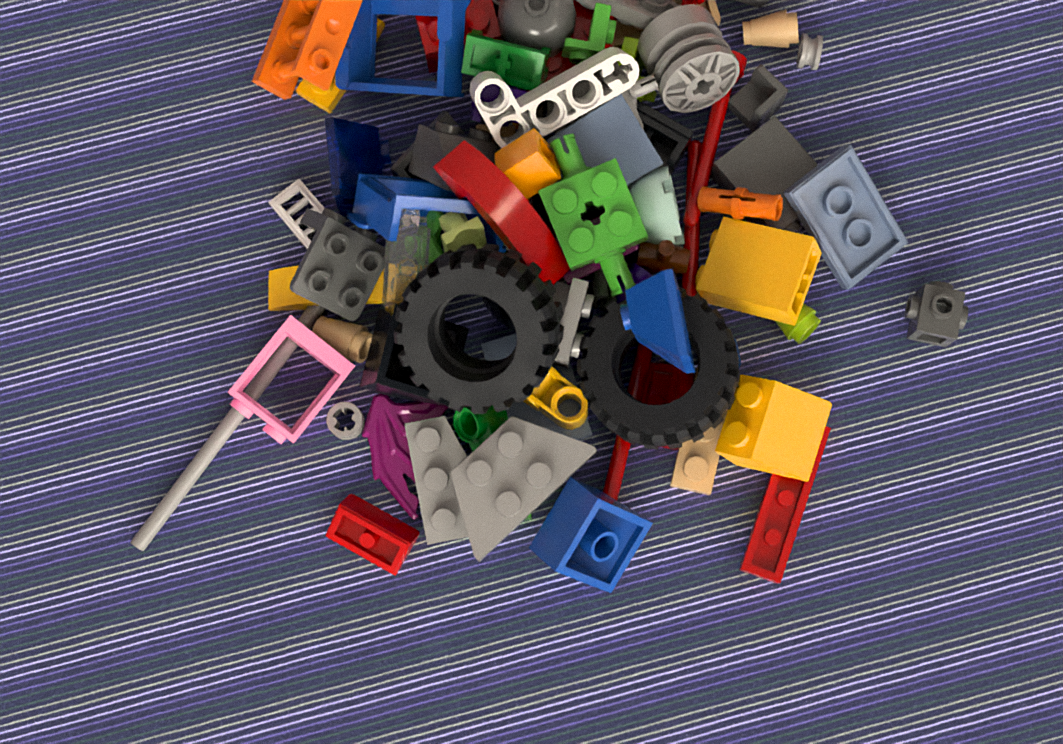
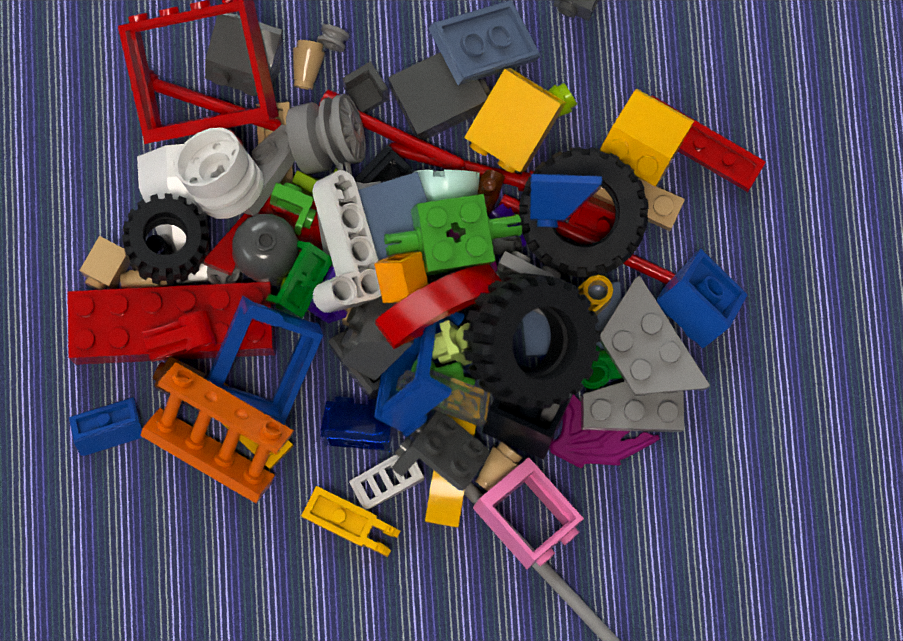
camera: 80 degrees left, 0 degrees up
(252, 185) = (346, 520): none -> yellow hinge
(333, 424) = (567, 468): light grey bush -> none
(372, 533) = (664, 474): red slope -> none
(740, 203) = (458, 121): orange pin -> none

